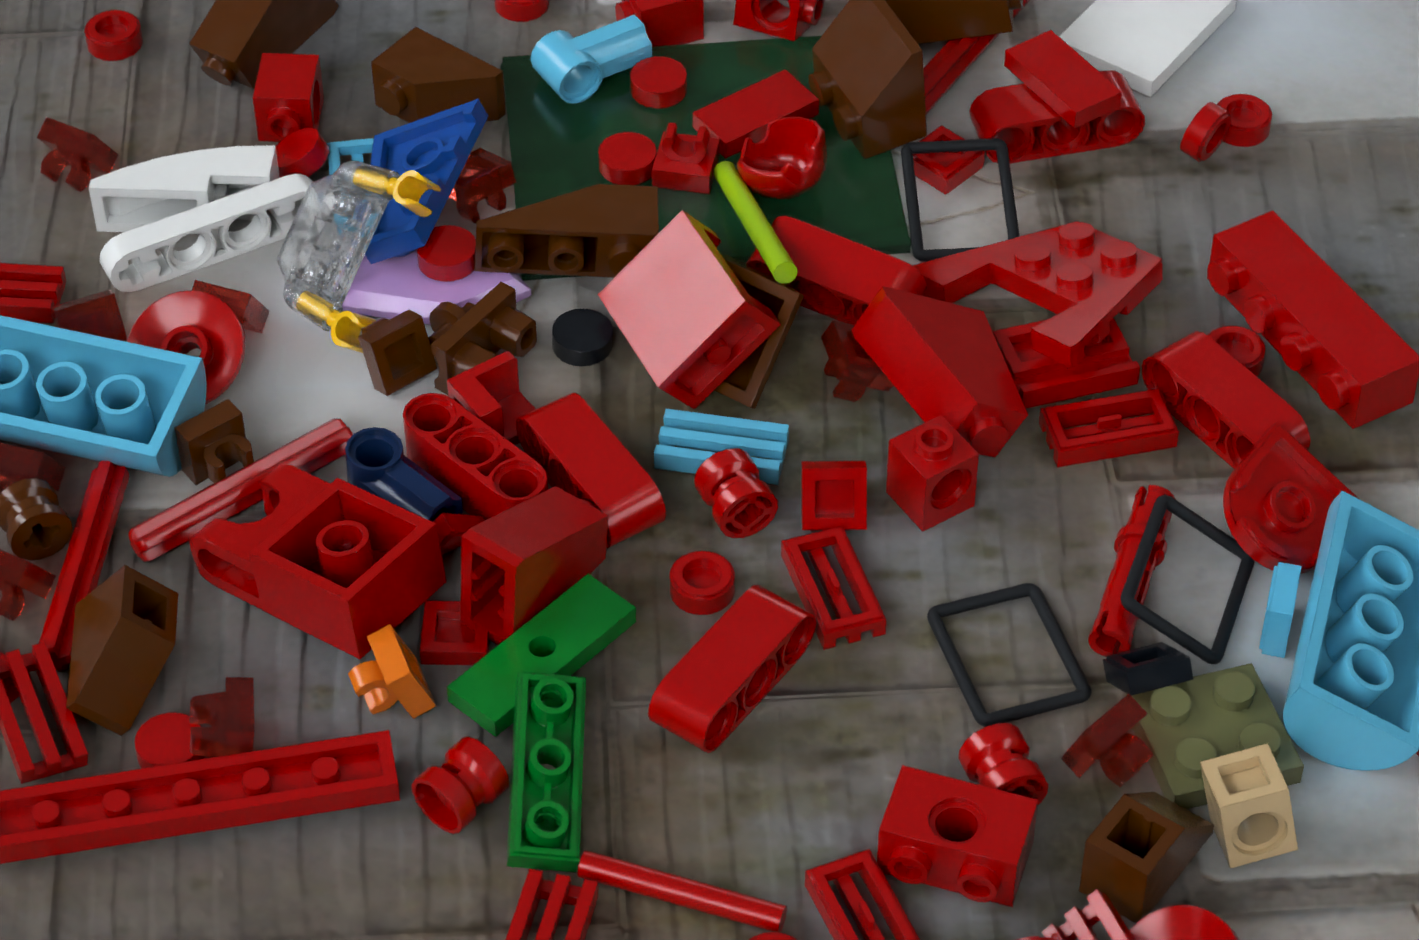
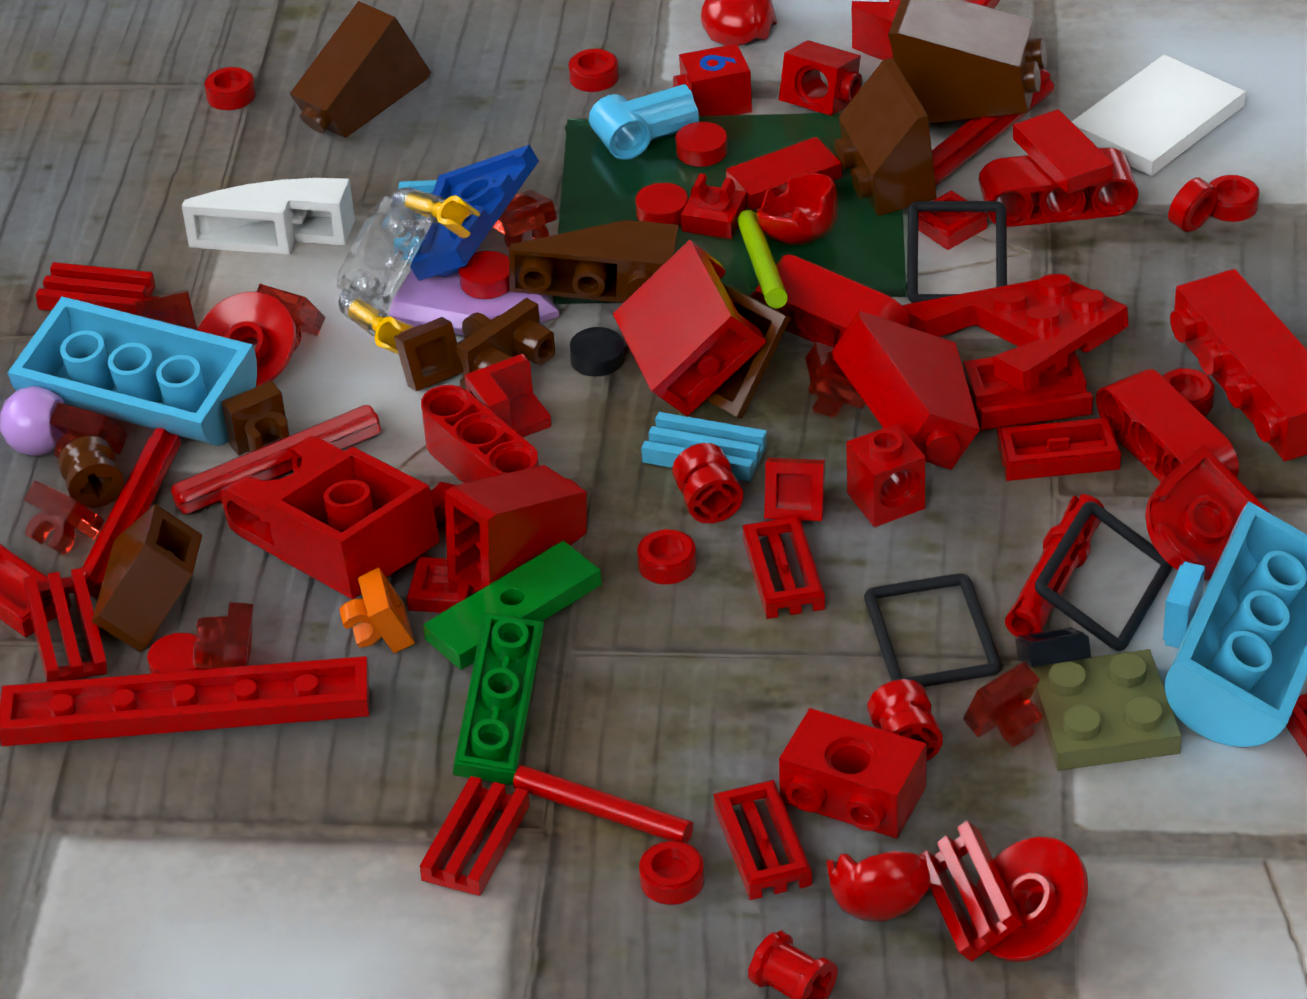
camera: 10 degrees right, 5 degrees down
(76, 149) = (178, 177): clear red tile -> none
(214, 239) = (287, 258): white beam -> none
(287, 95) = (371, 143): red brick -> none
(301, 152) = (372, 188): red tile -> none
(380, 467) = (395, 441): dark blue piece -> none
(429, 76) = (495, 125): reddish brown slope -> none
(462, 783) = (422, 704): red wheel -> none
(591, 465) = (581, 449): red beam -> none
(732, 668) = (678, 625): red beam -> none
(1141, 851) = (1015, 793): reddish brown slope -> none
(1249, 805) = (1113, 742): tan brick -> none

